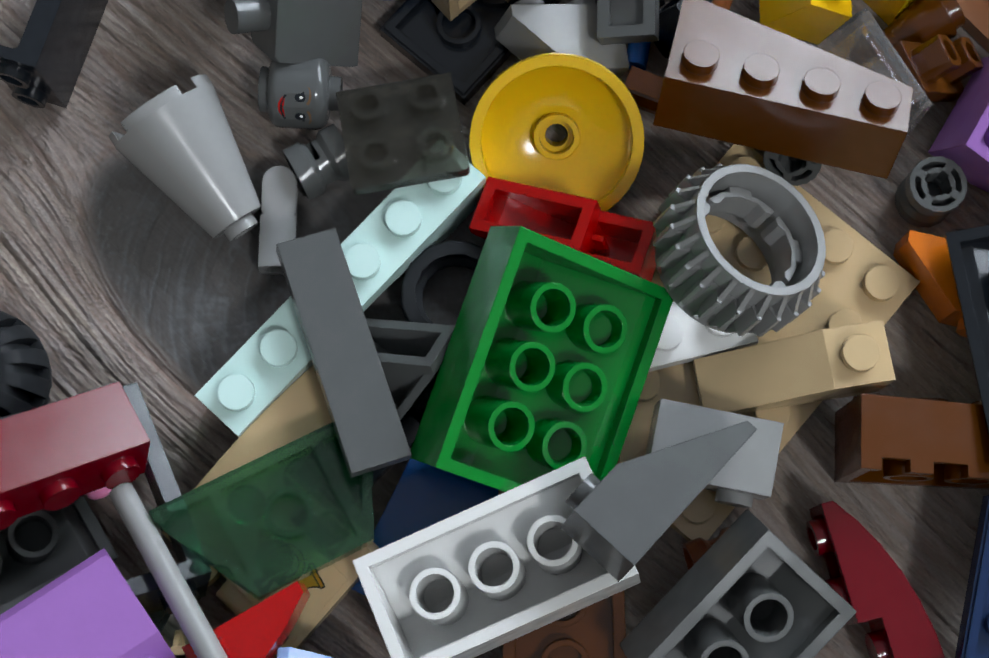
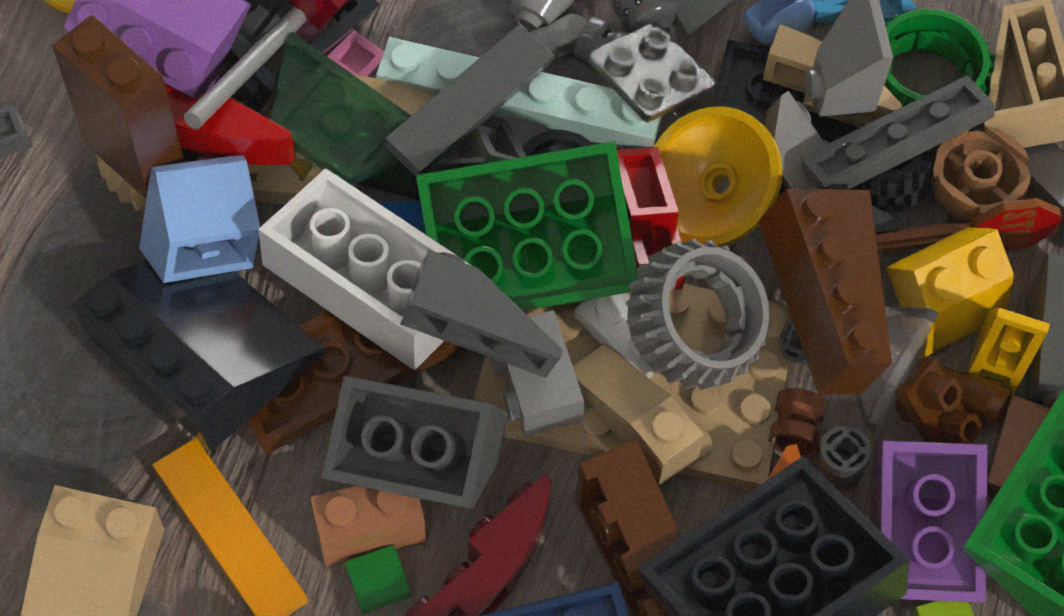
camera: 60 degrees right, 15 degrees down
(190, 442) = (358, 55): none -> bright pink plate
(867, 198) = (798, 420): none -> copper wheel

